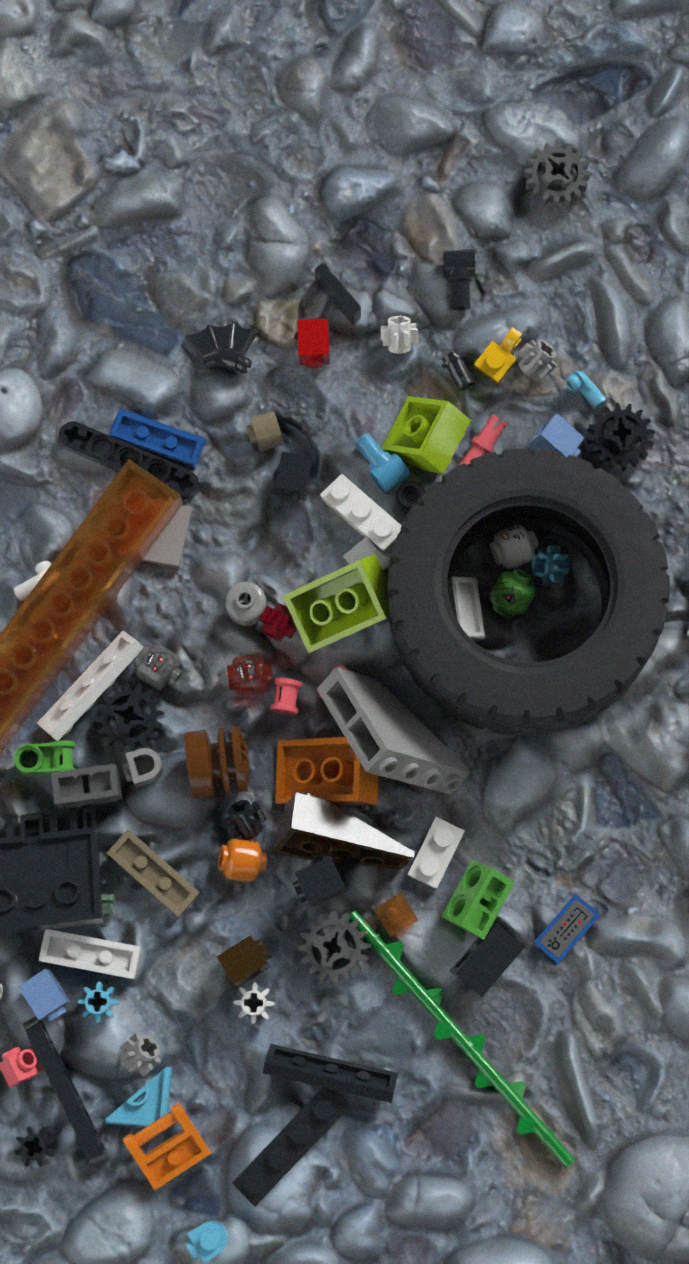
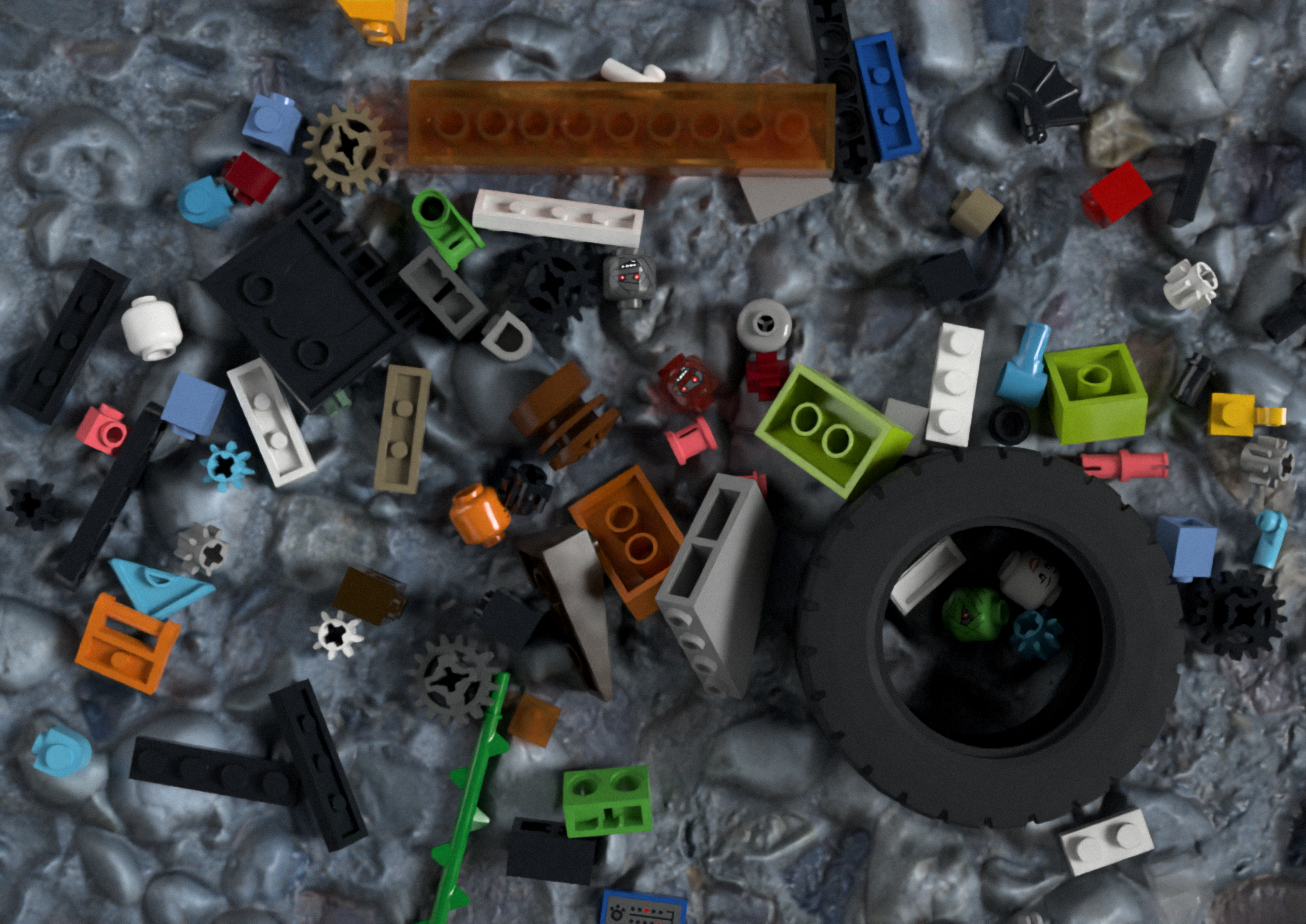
camera: 50 degrees right, 10 degrees up
(436, 853) = (630, 719): white plate -> none

